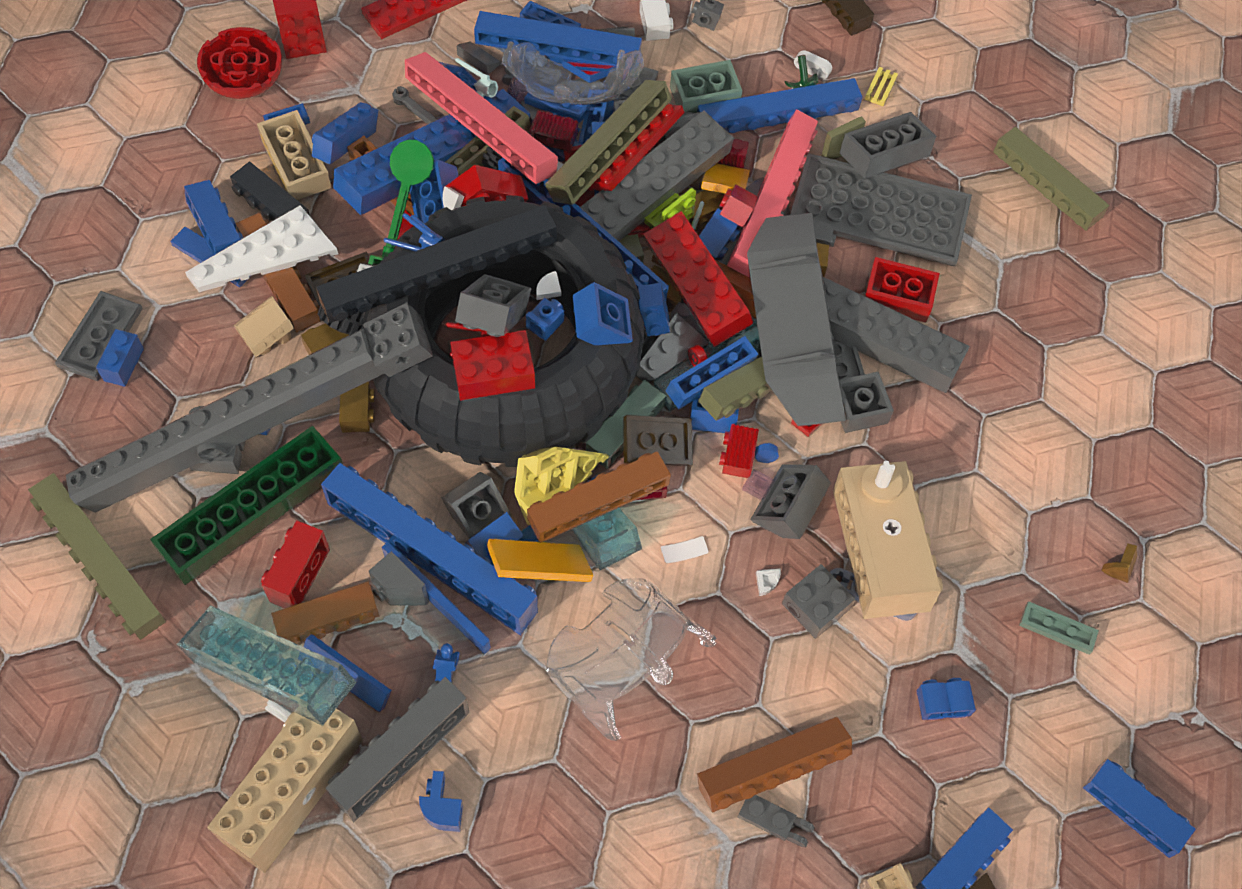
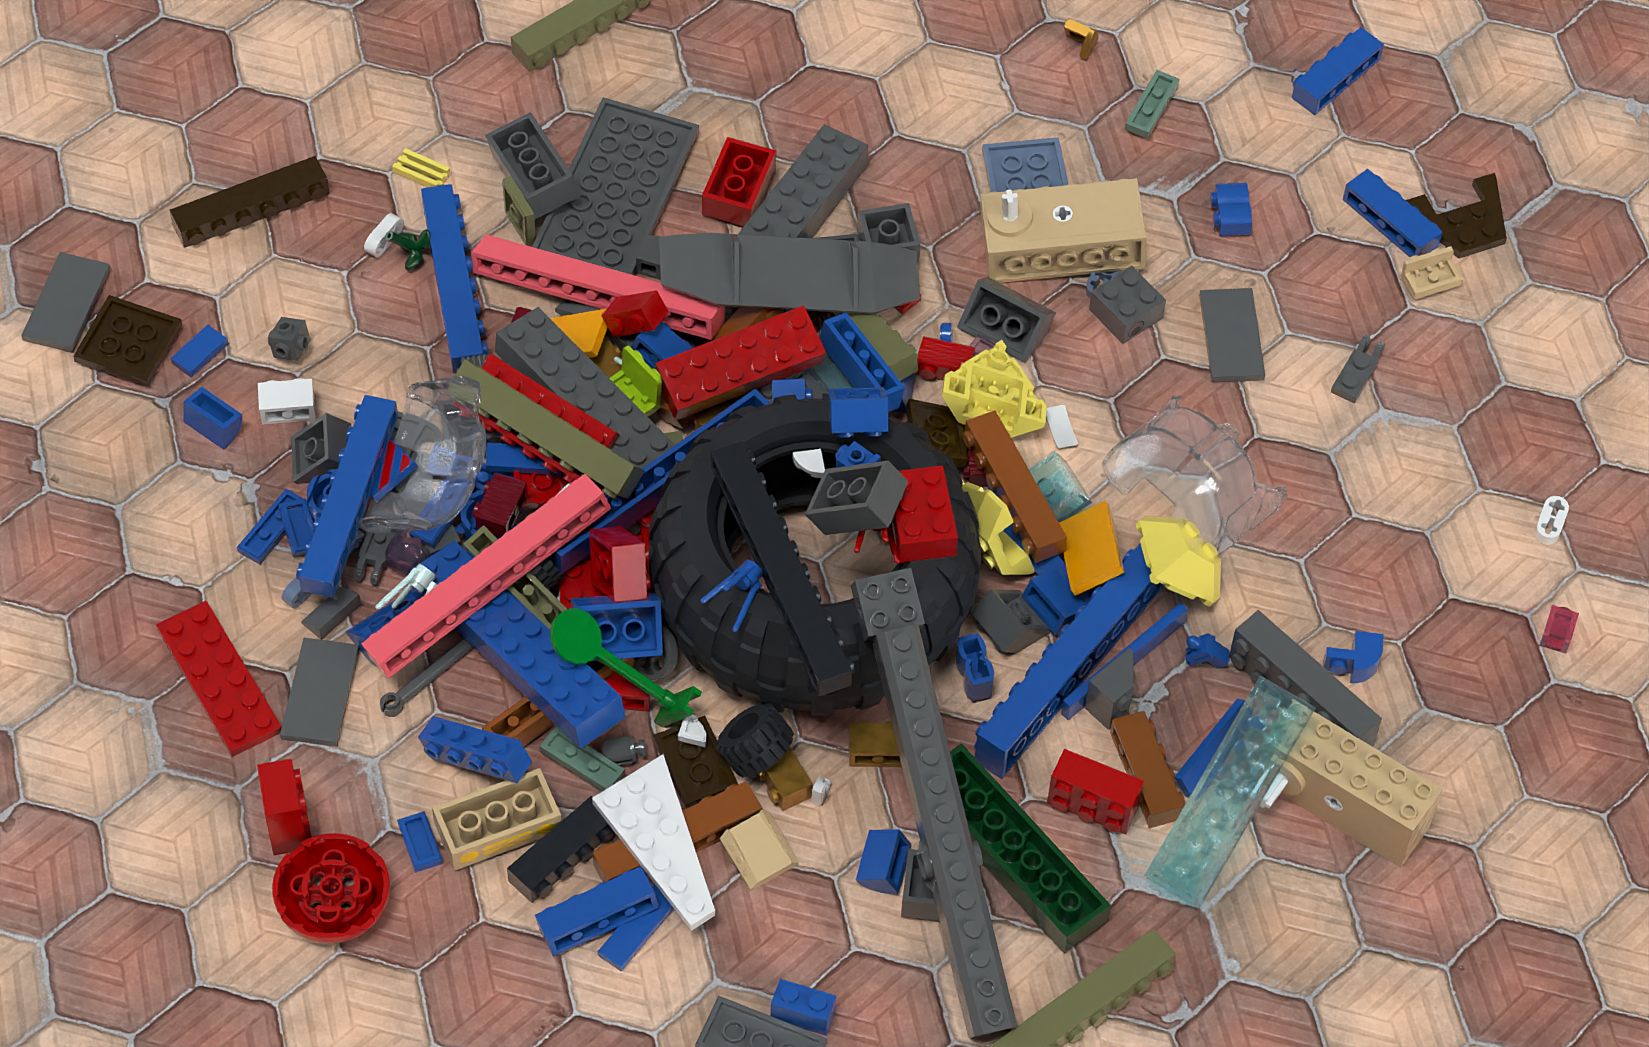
camera: 85 degrees left, 5 degrees down
(339, 219) = (583, 762): none -> sand green plate
(355, 235) = (624, 749): none -> dark grey arm
(390, 51) = (319, 692): none -> dark grey tile
(419, 475) = (974, 667): none -> blue brick
(452, 198) = (641, 590): white tile -> none
(523, 629) = (1180, 558): none -> light yellow wedge
(696, 355) = (835, 379): red tile -> none
(704, 85) = (420, 345): sand green brick -> none
(705, 484) = (994, 383): none -> light yellow wedge
(767, 580) = (1098, 353): white tile -> none
(774, 764) = (1306, 358): dark orange brick -> none
(800, 699) = (1232, 335): none -> dark grey tile
(957, 517) = (1024, 164): none -> sand blue plate

